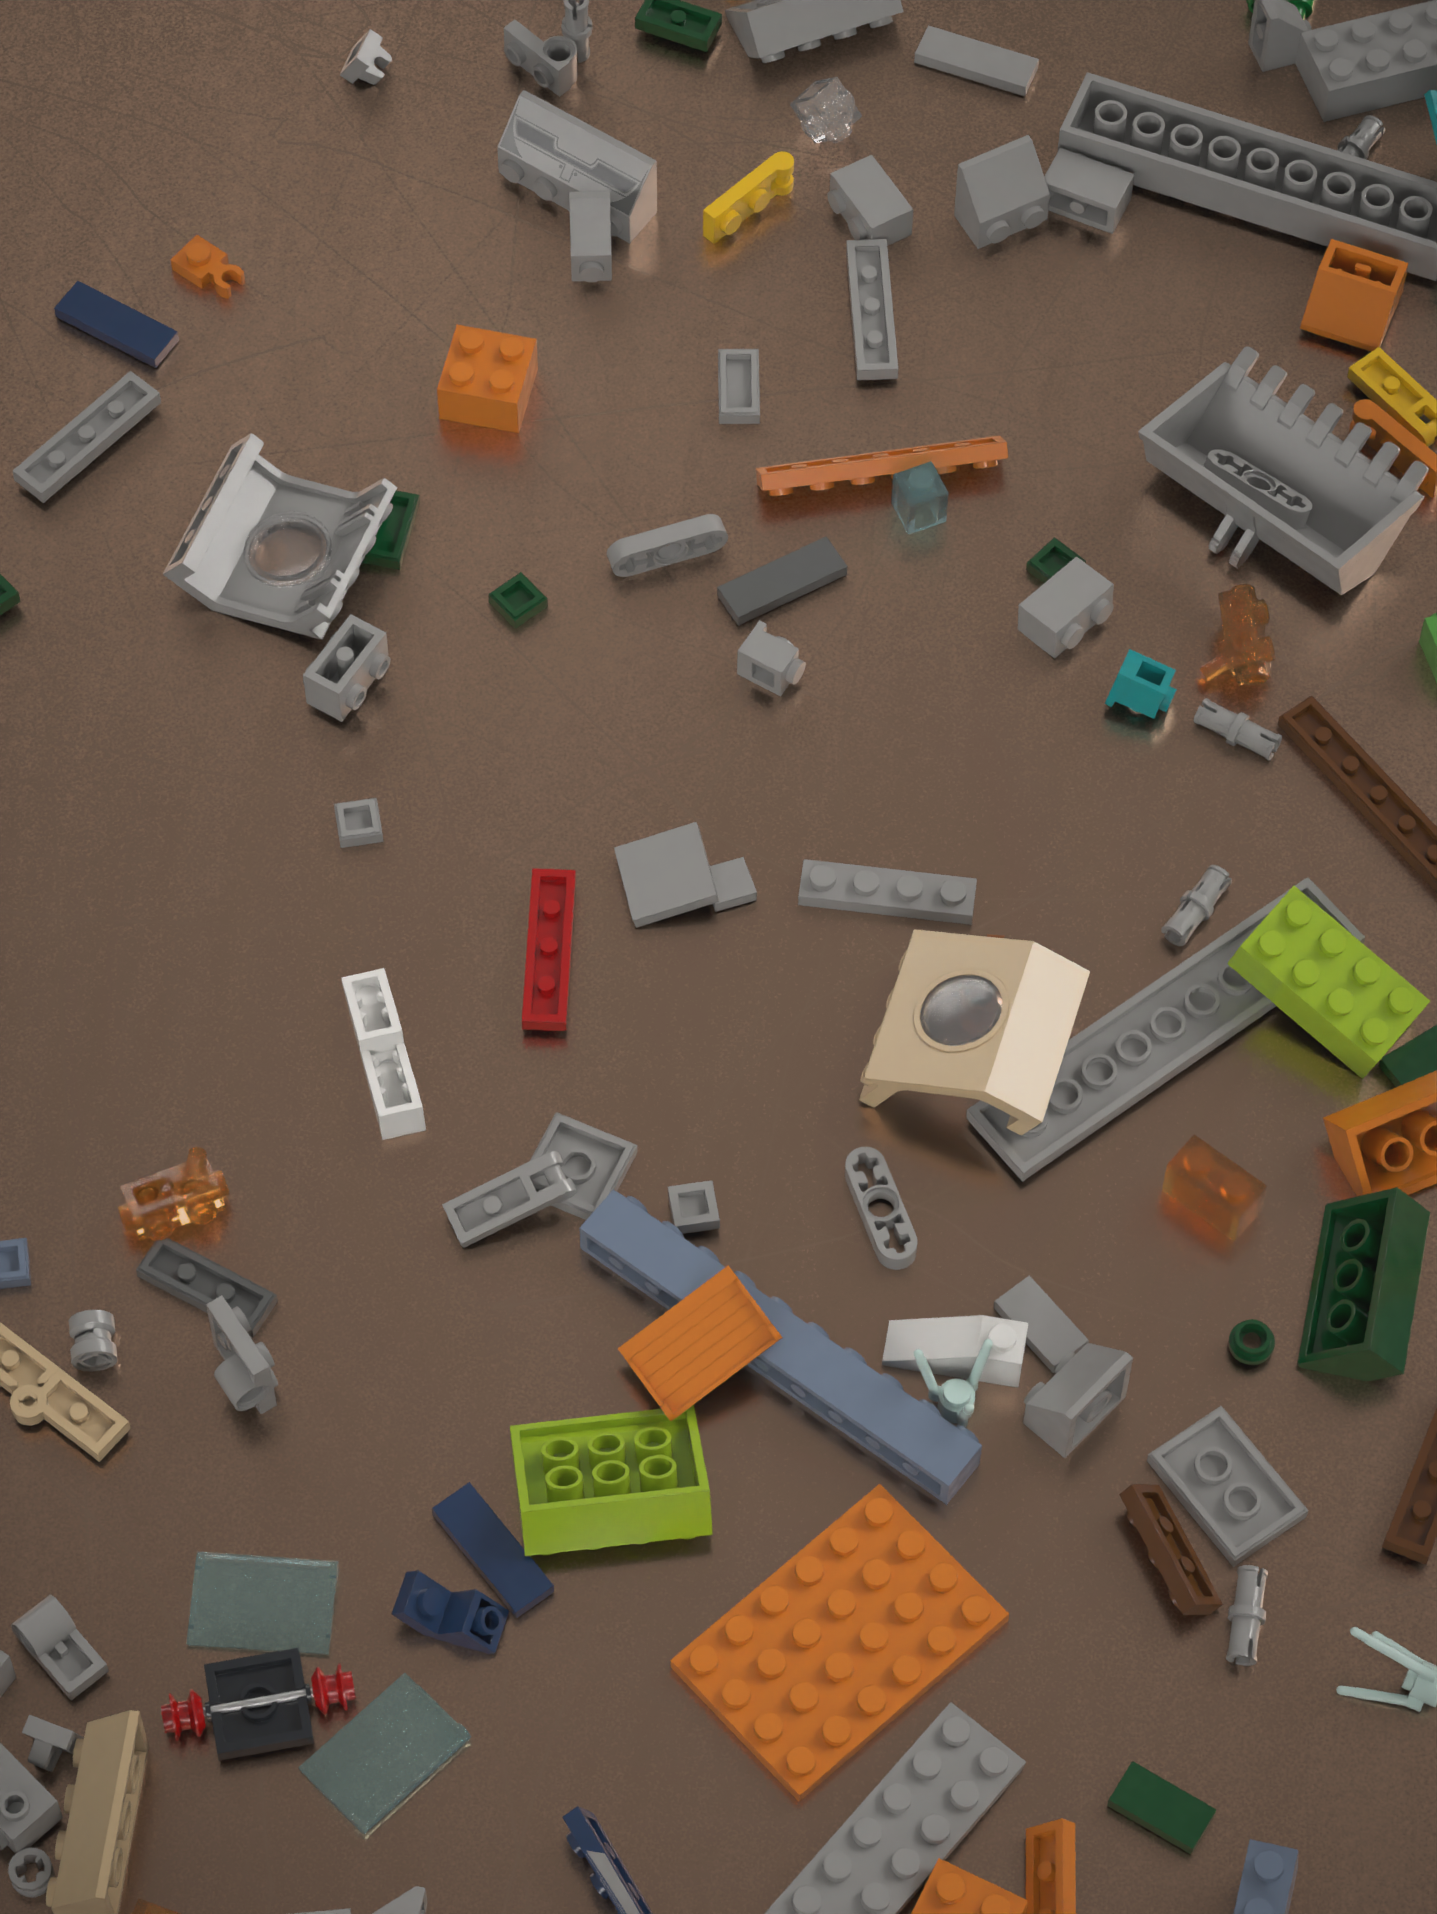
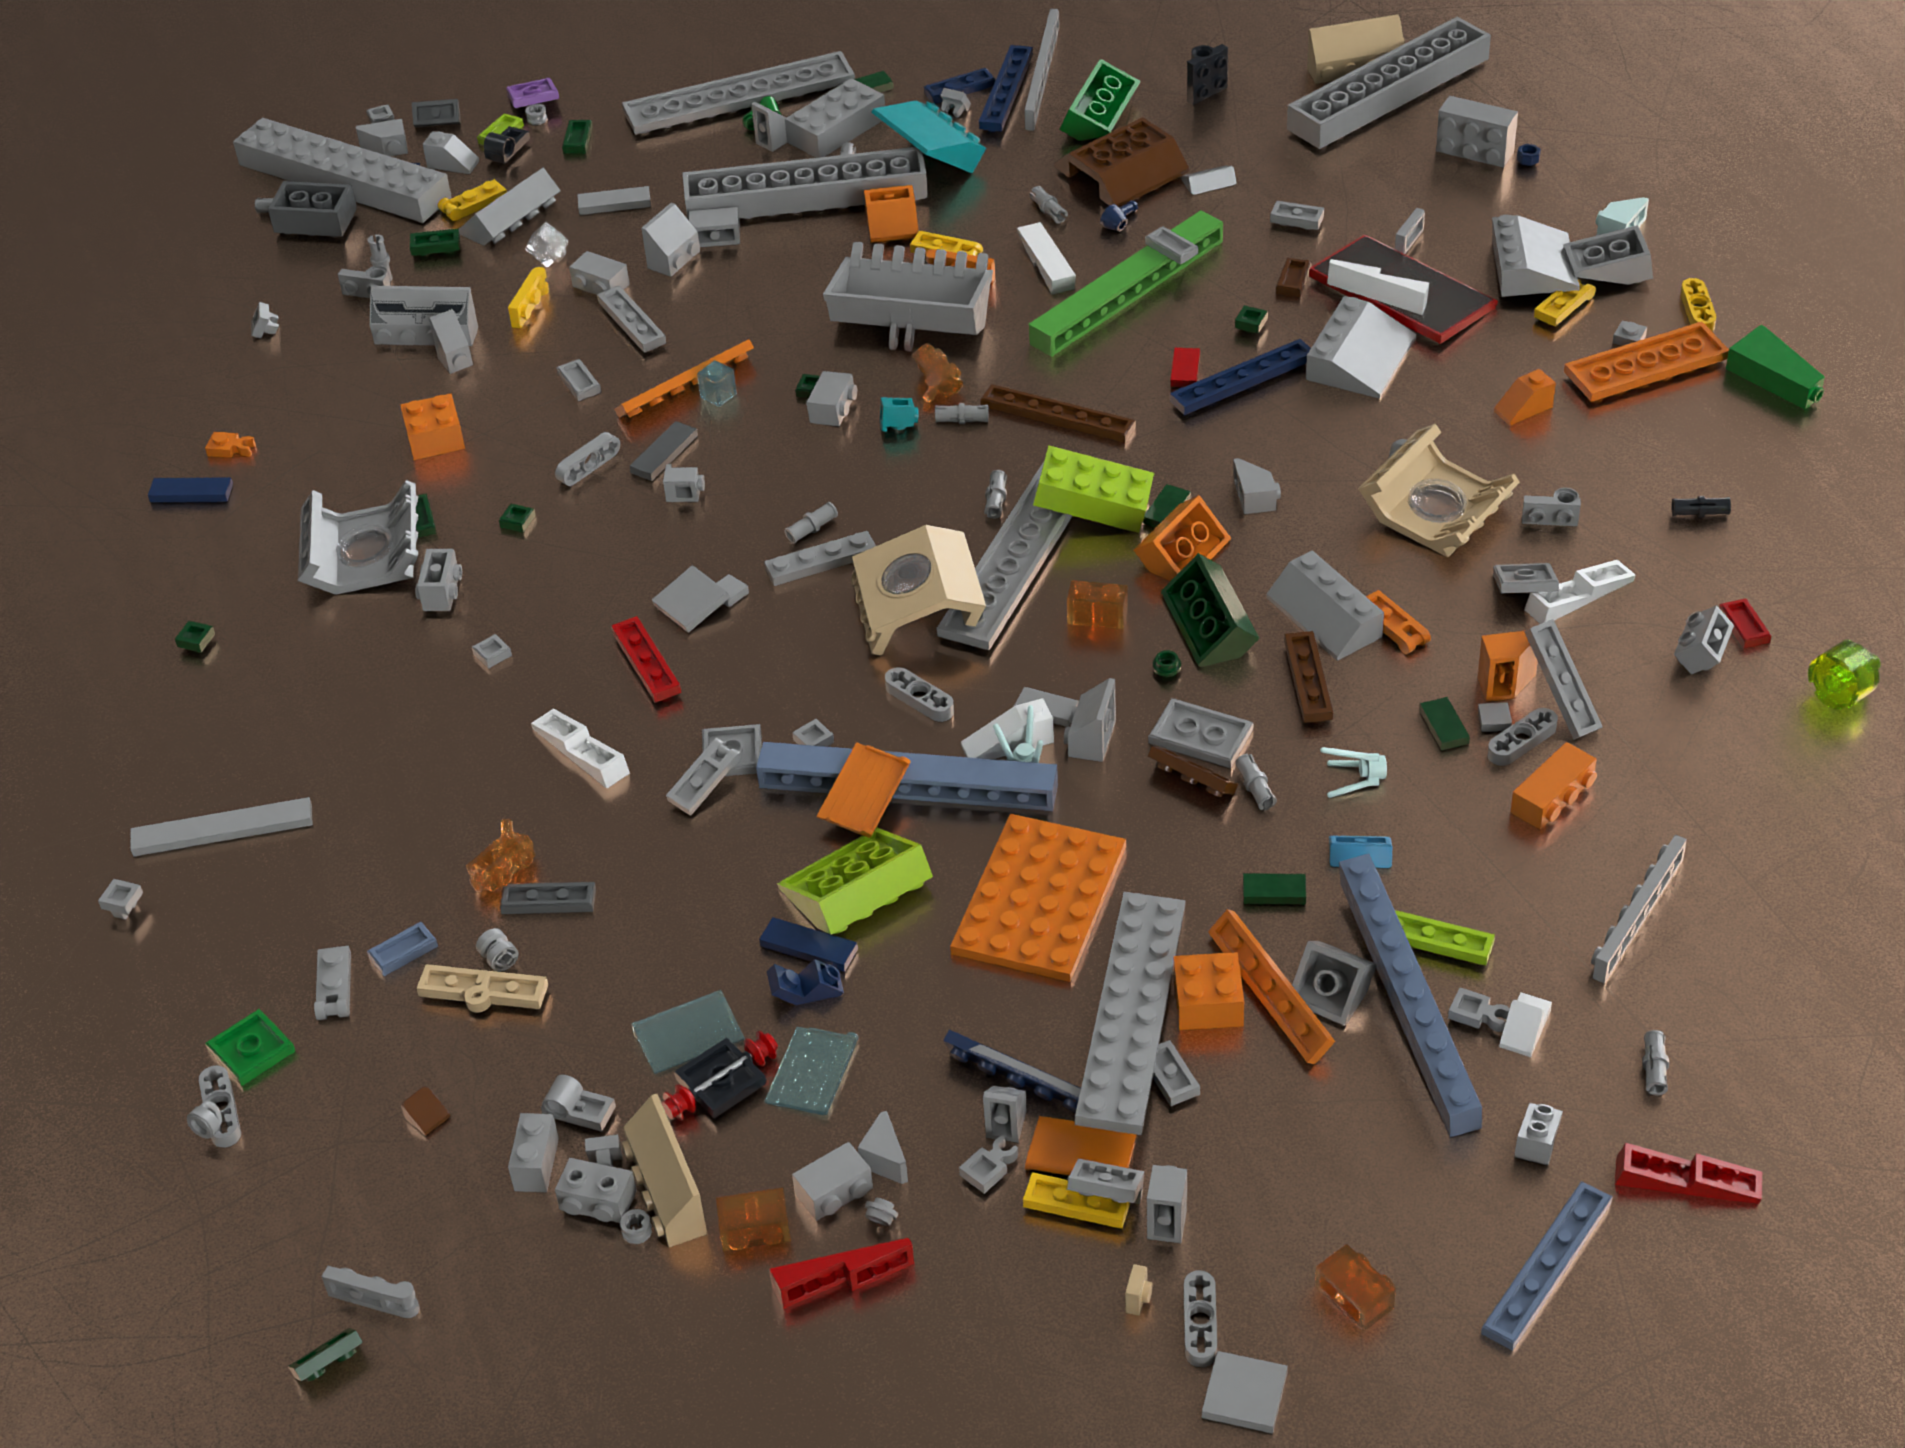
camera: 25 degrees left, 15 degrees down
(86, 436) = (206, 544): light grey plate -> none
(247, 1366) = (596, 910): light grey plate -> none
(908, 823) = (811, 522): none -> light grey pin
(1321, 1810) = (1348, 847): none -> dark azure slope

